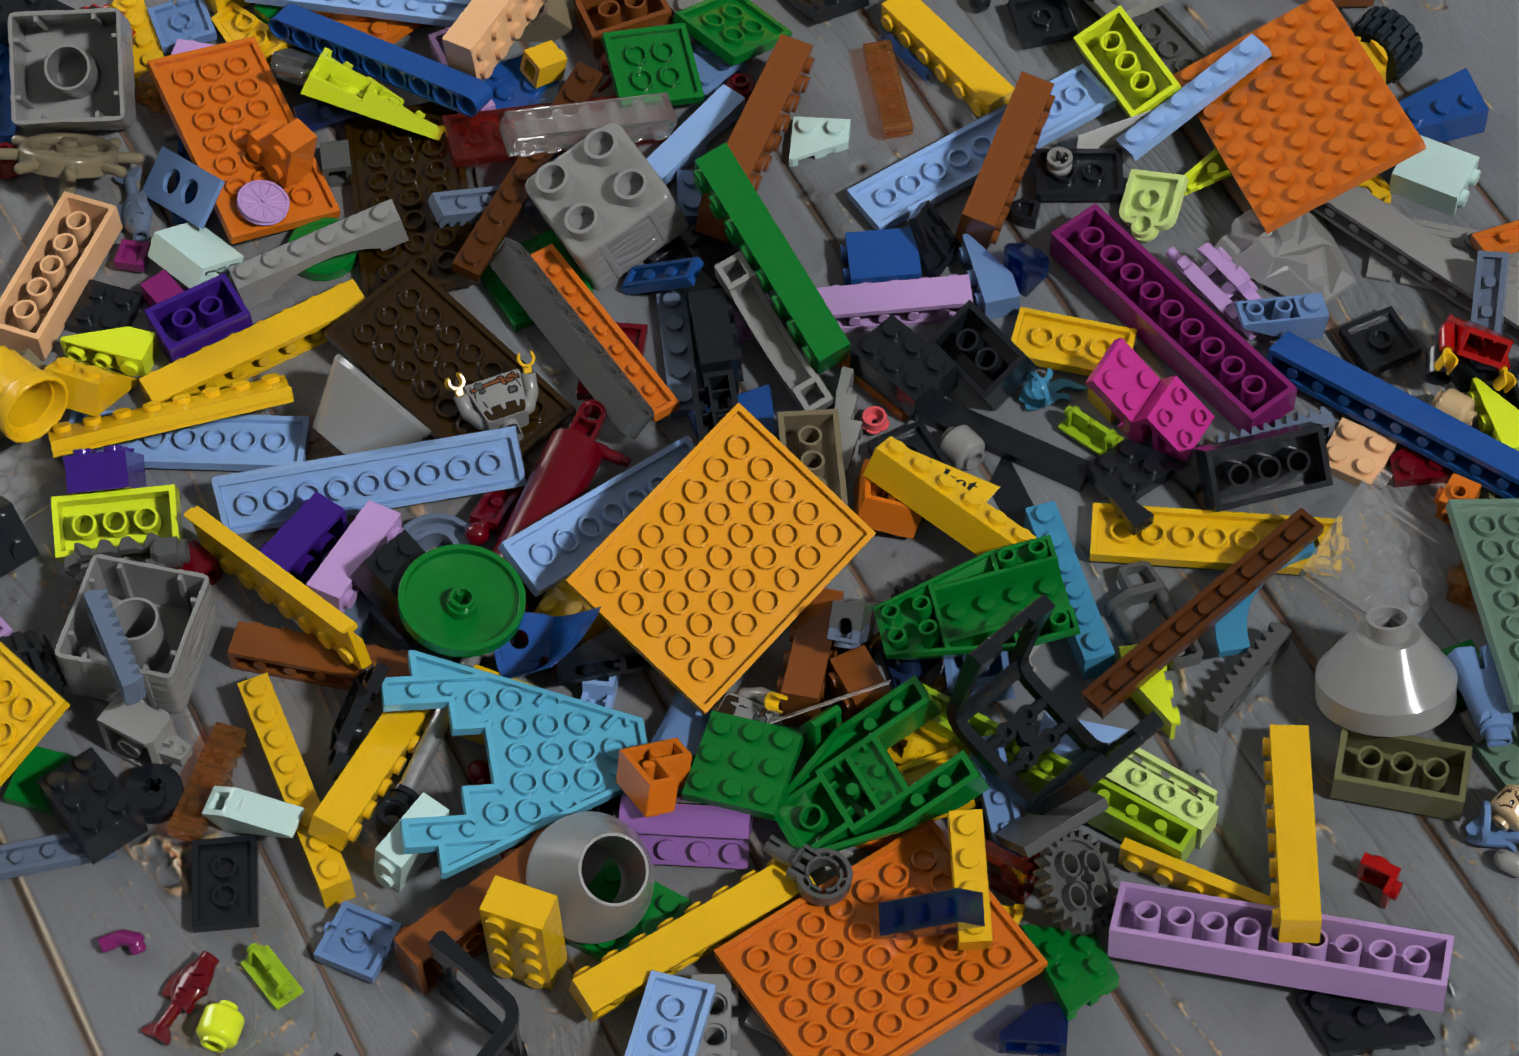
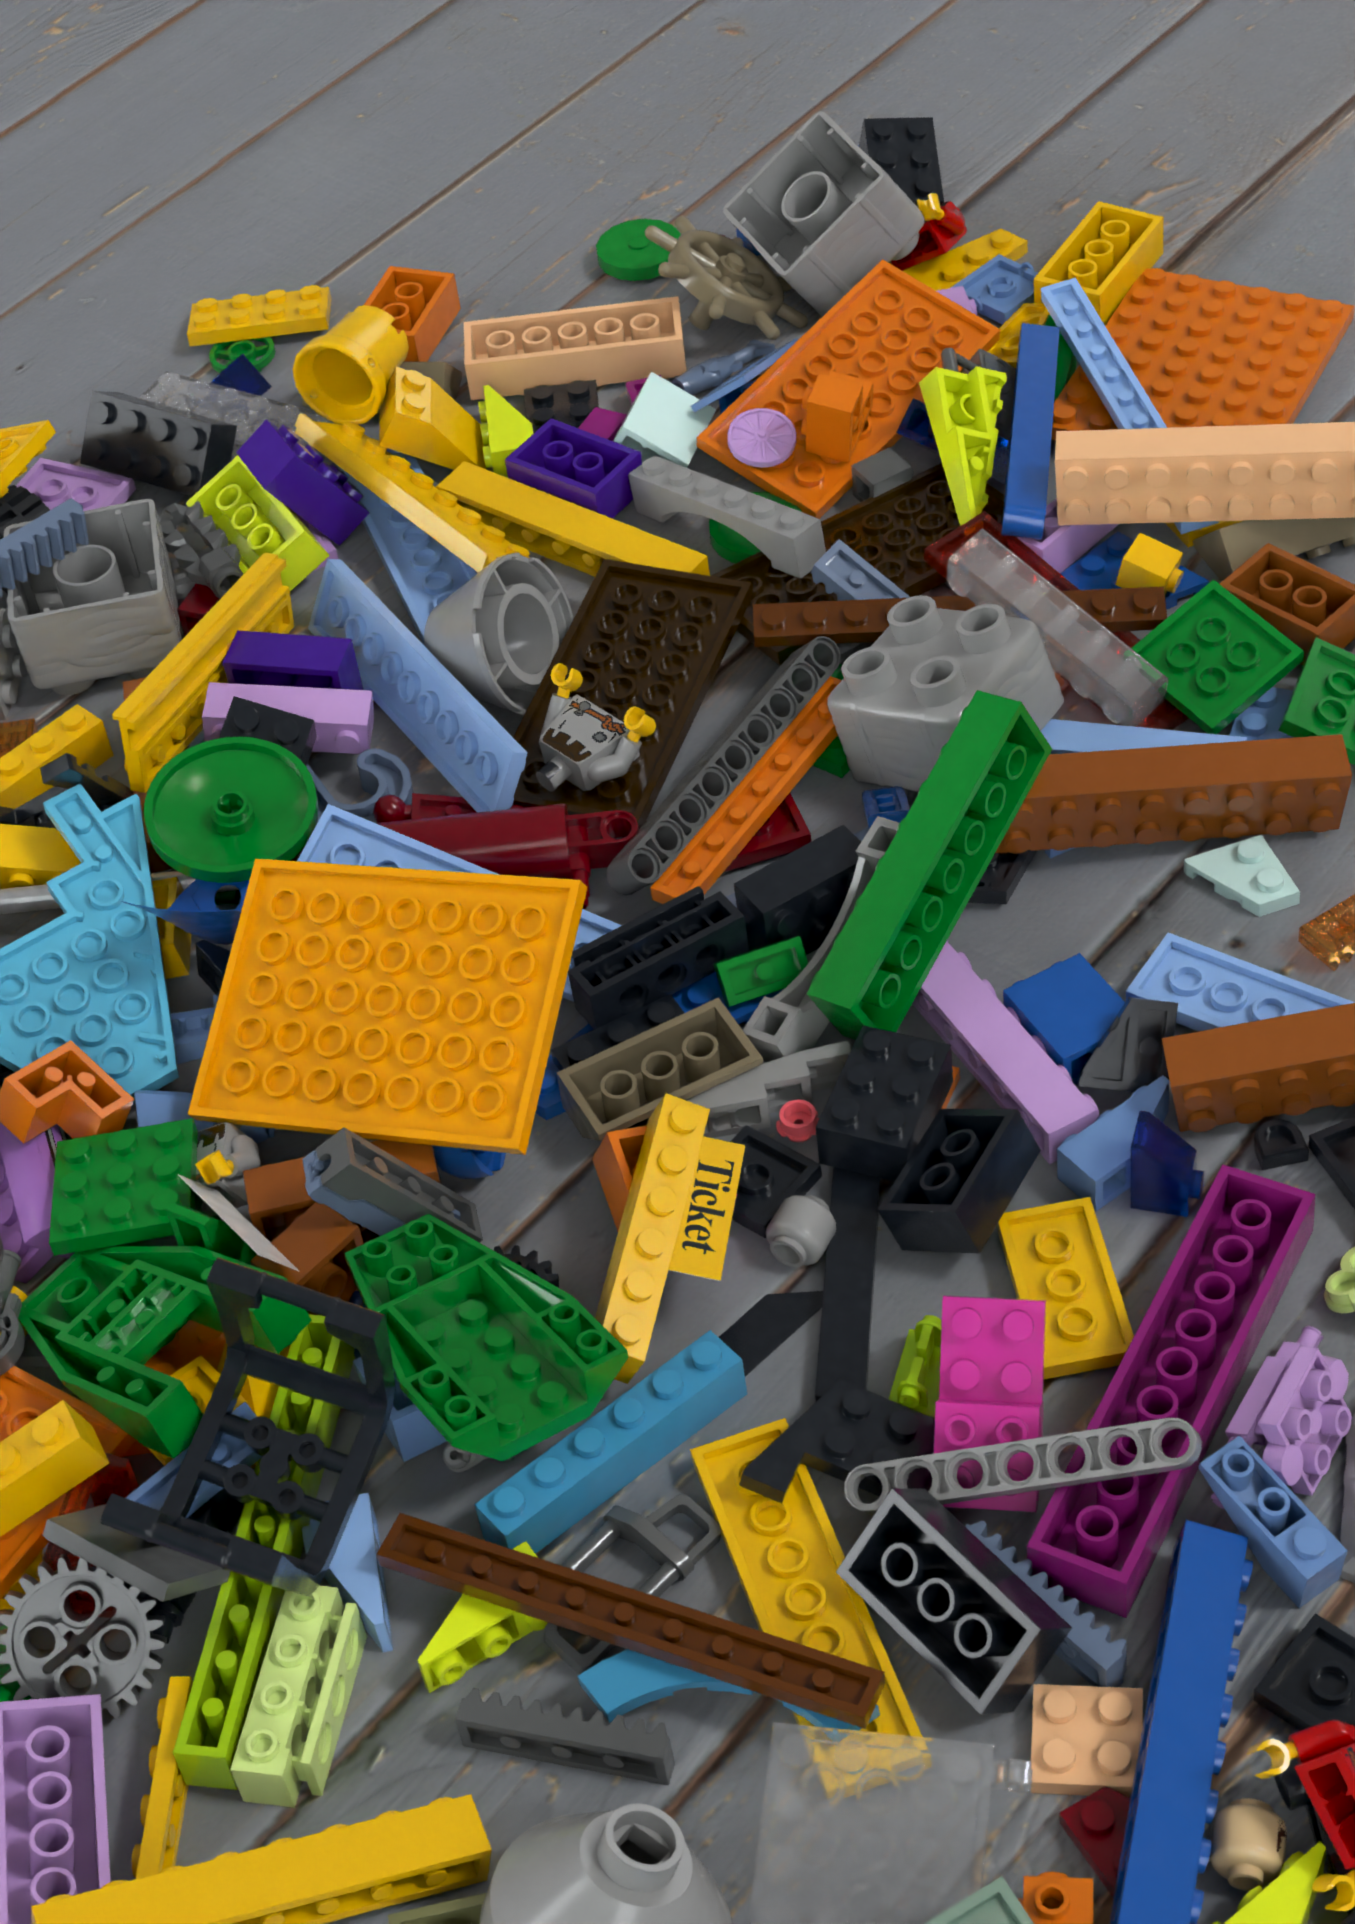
camera: 70 degrees right, 10 degrees down
(756, 387) = (760, 970): none -> green plate
(1043, 393) = (953, 1278): dark azure piece -> none
(1217, 389) = (1046, 1470): none -> light grey beam

